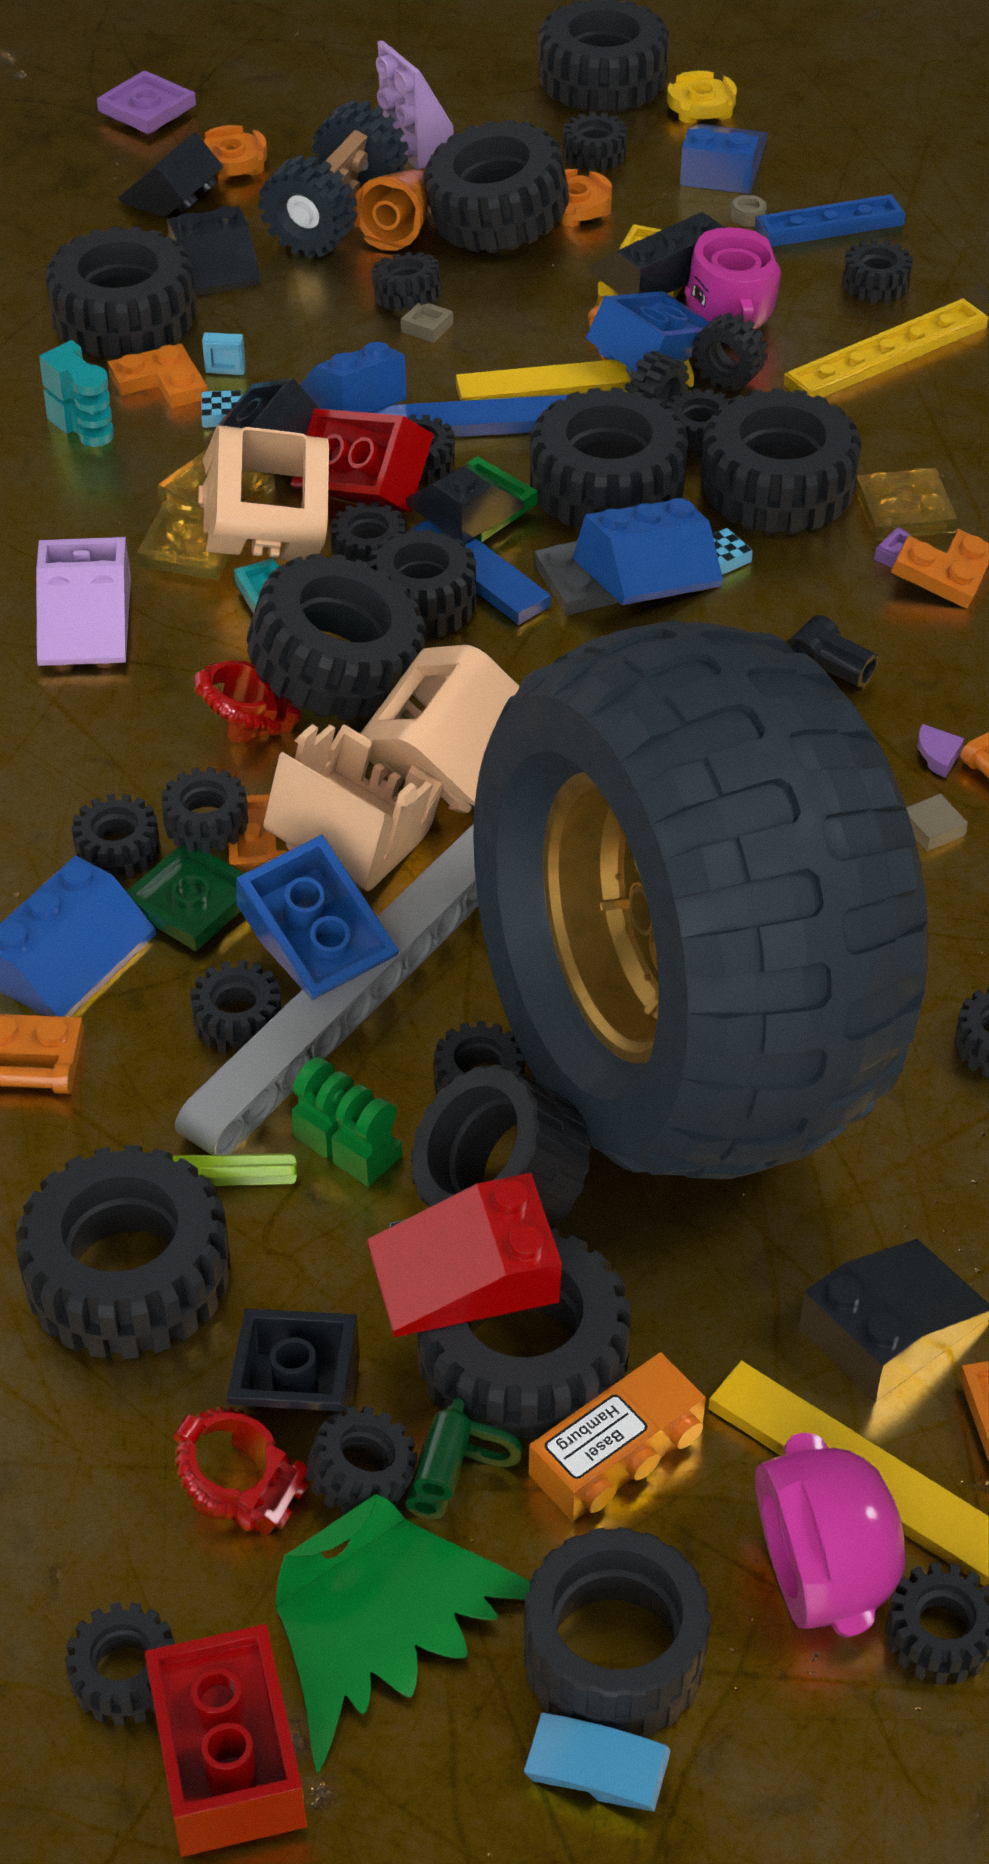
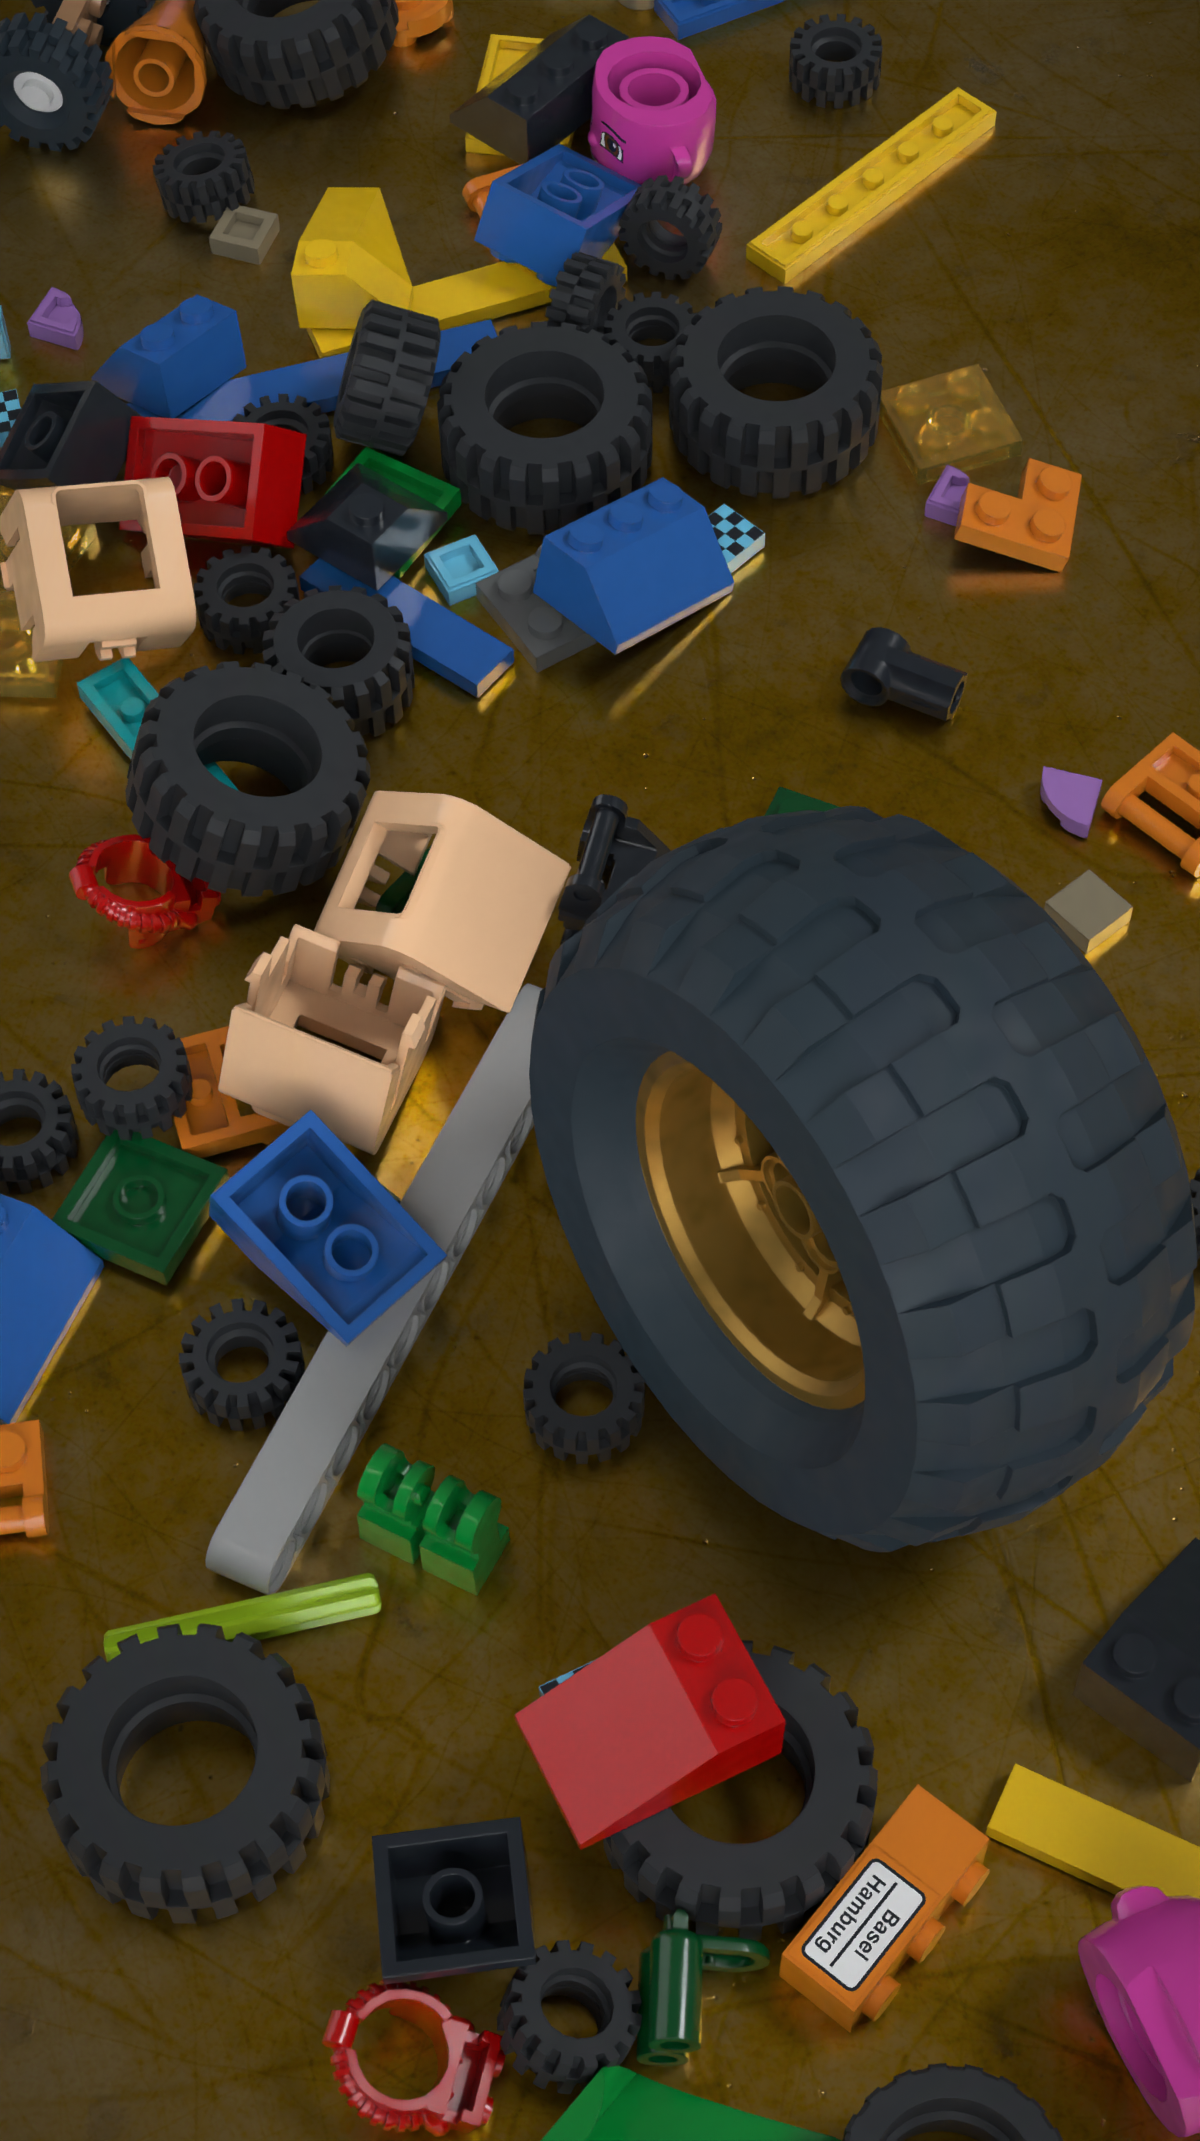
camera: 10 degrees left, 10 degrees up
(281, 355) = (57, 321): none -> medium lavender tile
(472, 1117) = (588, 1520): black tyre -> none
(494, 347) = (348, 260): none -> yellow wedge
(500, 409) = (387, 378): none -> black tyre
(524, 540) = (459, 568): none -> medium azure tile

